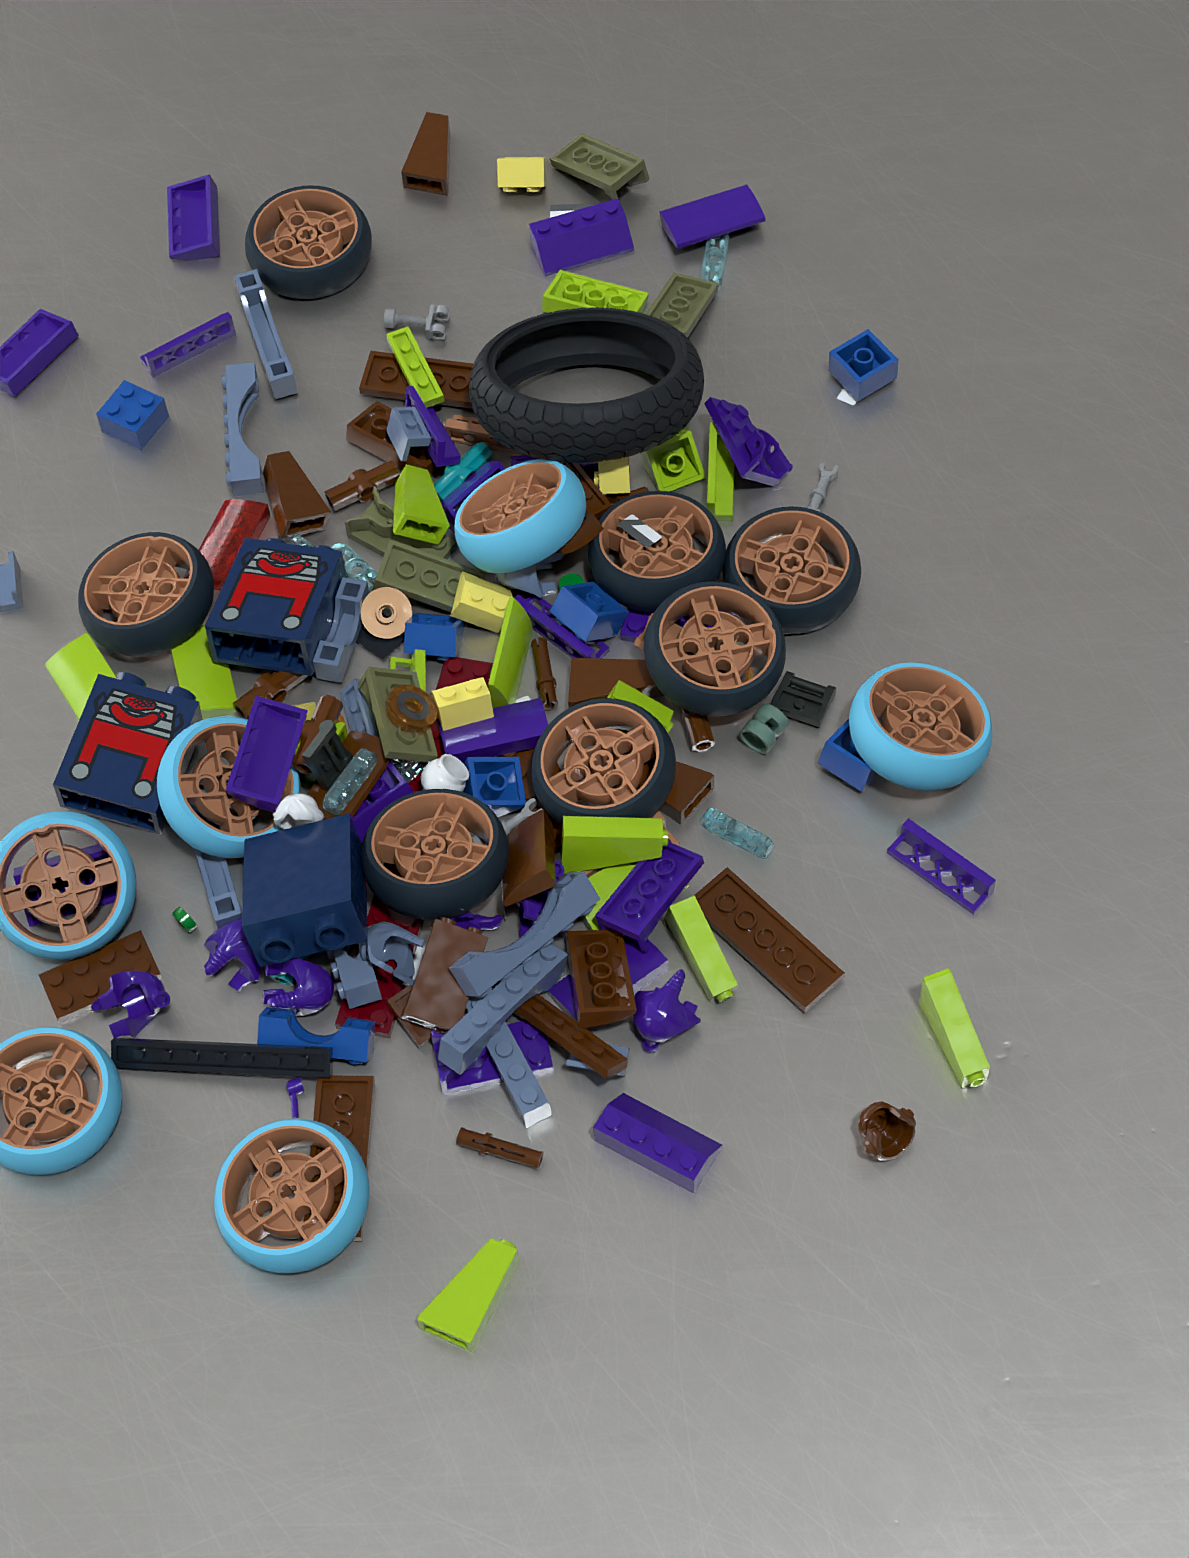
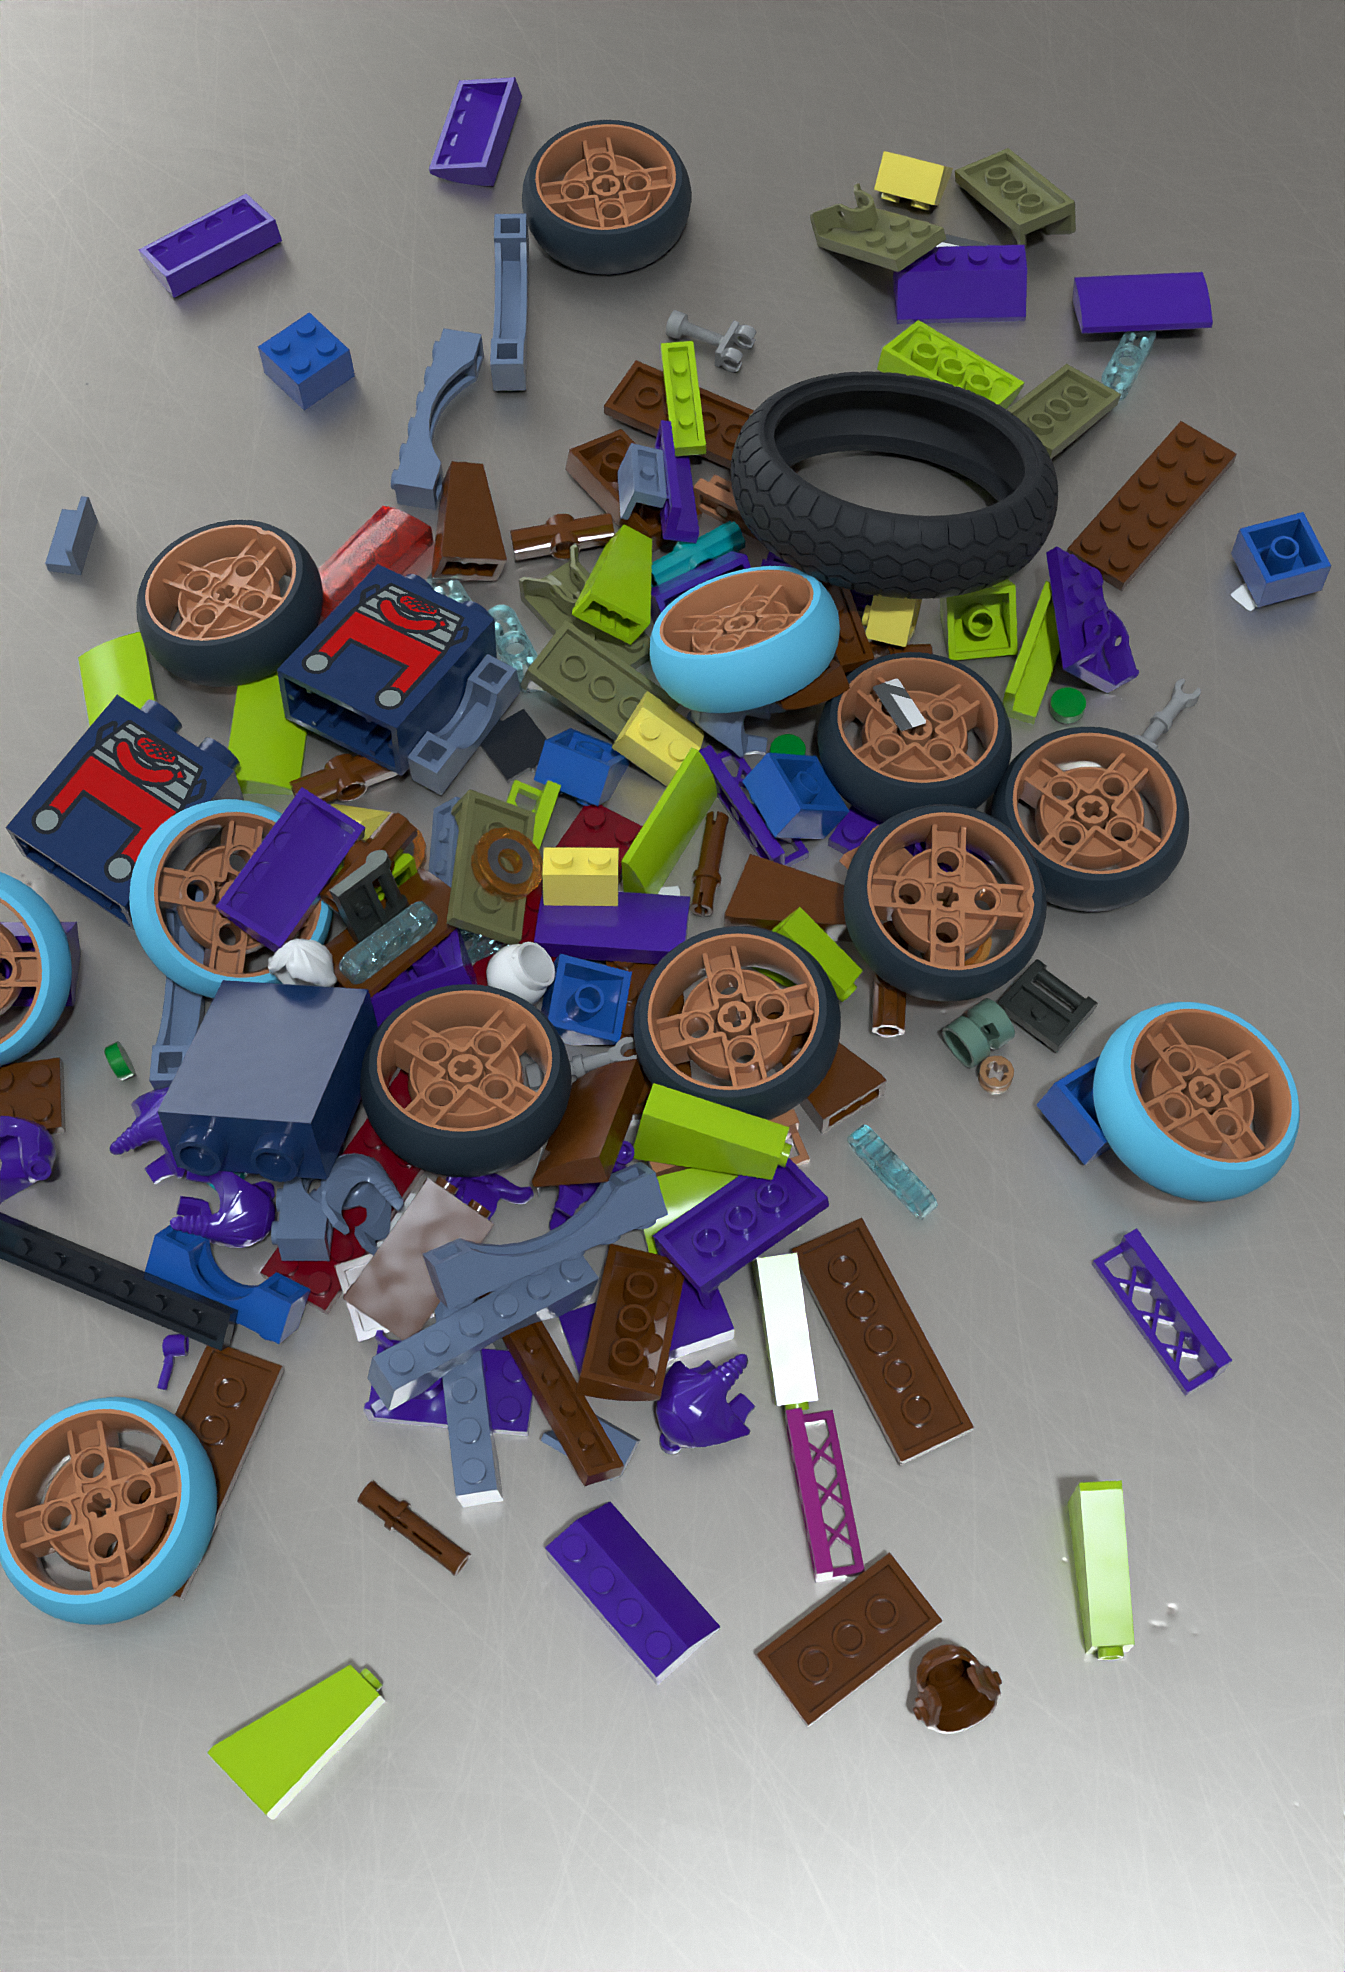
camera: 15 degrees right, 5 degrees up
(189, 345) = (411, 290): dark purple fence -> none
(372, 612) = (512, 717): light nougat dish -> none
(429, 157) = (801, 127): reddish brown slope -> none
(509, 217) = (874, 233): none -> olive plate
(751, 501) = (1067, 705): none -> green tile
(755, 1048) = (809, 1497): none -> magenta fence
(764, 352) = (1152, 504): none -> reddish brown plate
(784, 760) = (993, 1085): none -> medium nougat bush
(808, 1125) = (848, 1639): none -> reddish brown plate

